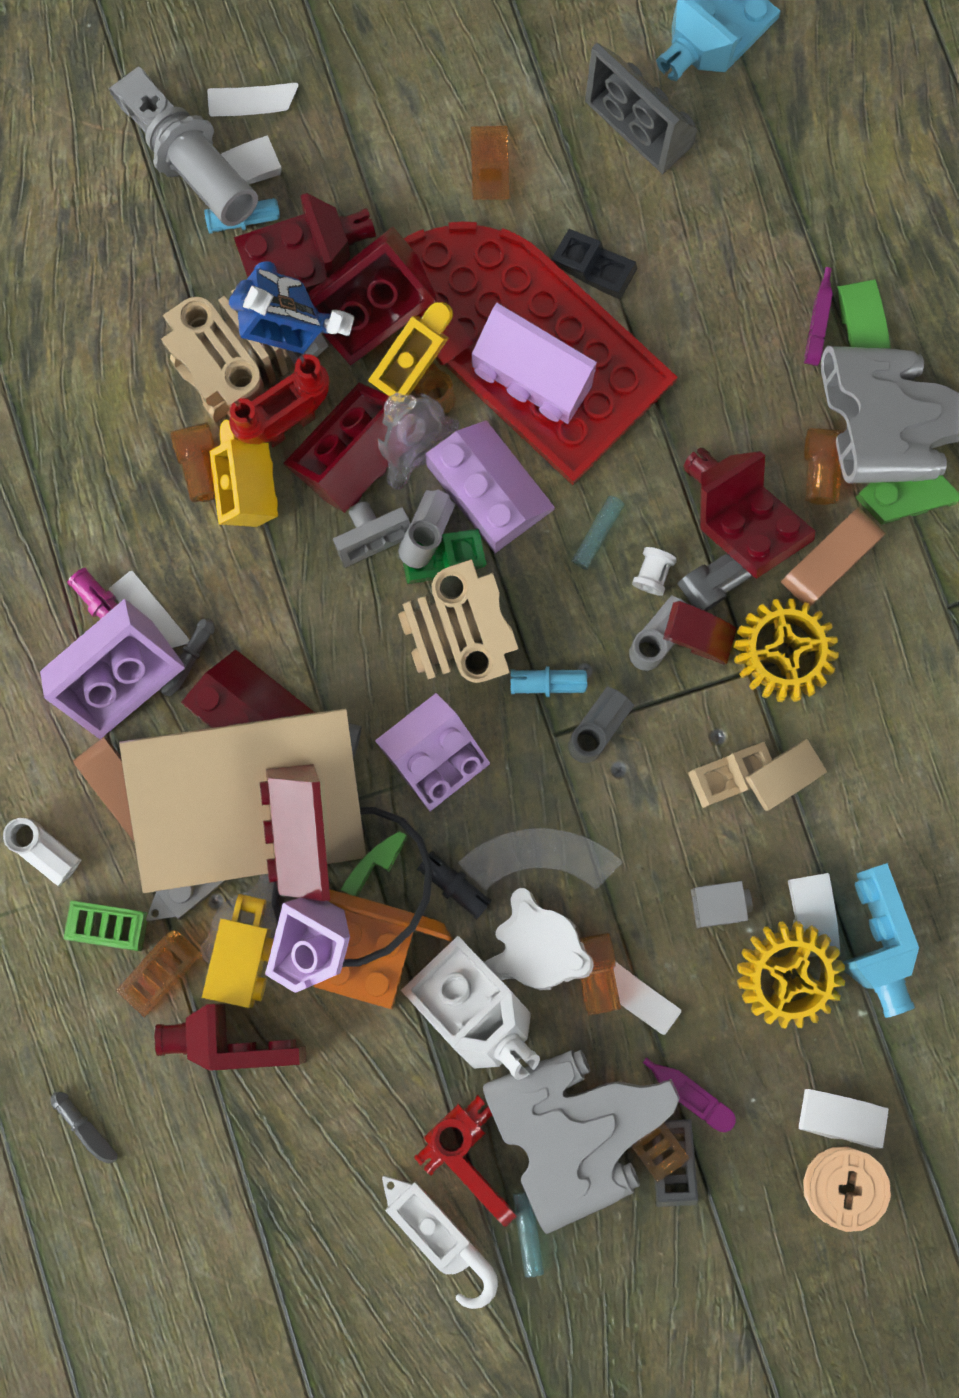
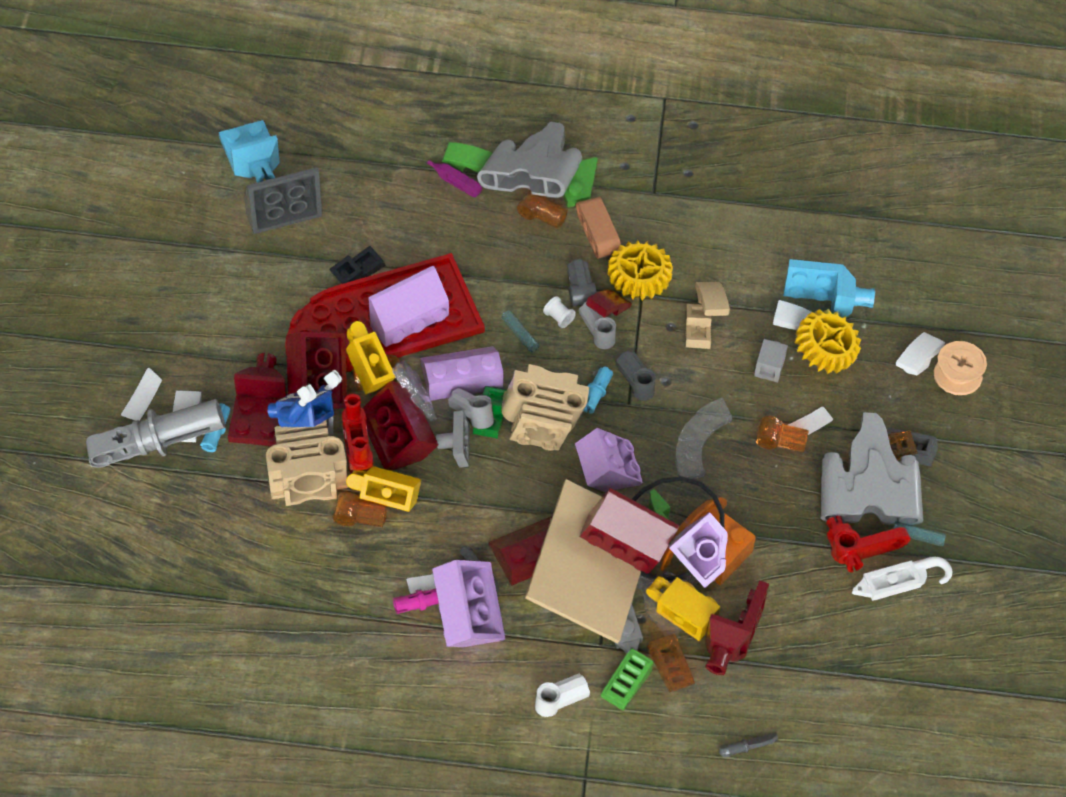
camera: 65 degrees left, 25 degrees down
(104, 772) = (545, 636): nougat beam -> none
(456, 886) = (684, 489): black pin -> none
(473, 1010) = (775, 499): white plate -> none
(490, 163) = (267, 294): clear orange slope -> none
(539, 946) = (753, 454): white tile -> none
(695, 1098) = (890, 415): magenta piece -> none
(743, 513) = (550, 256): dark red plate -> none

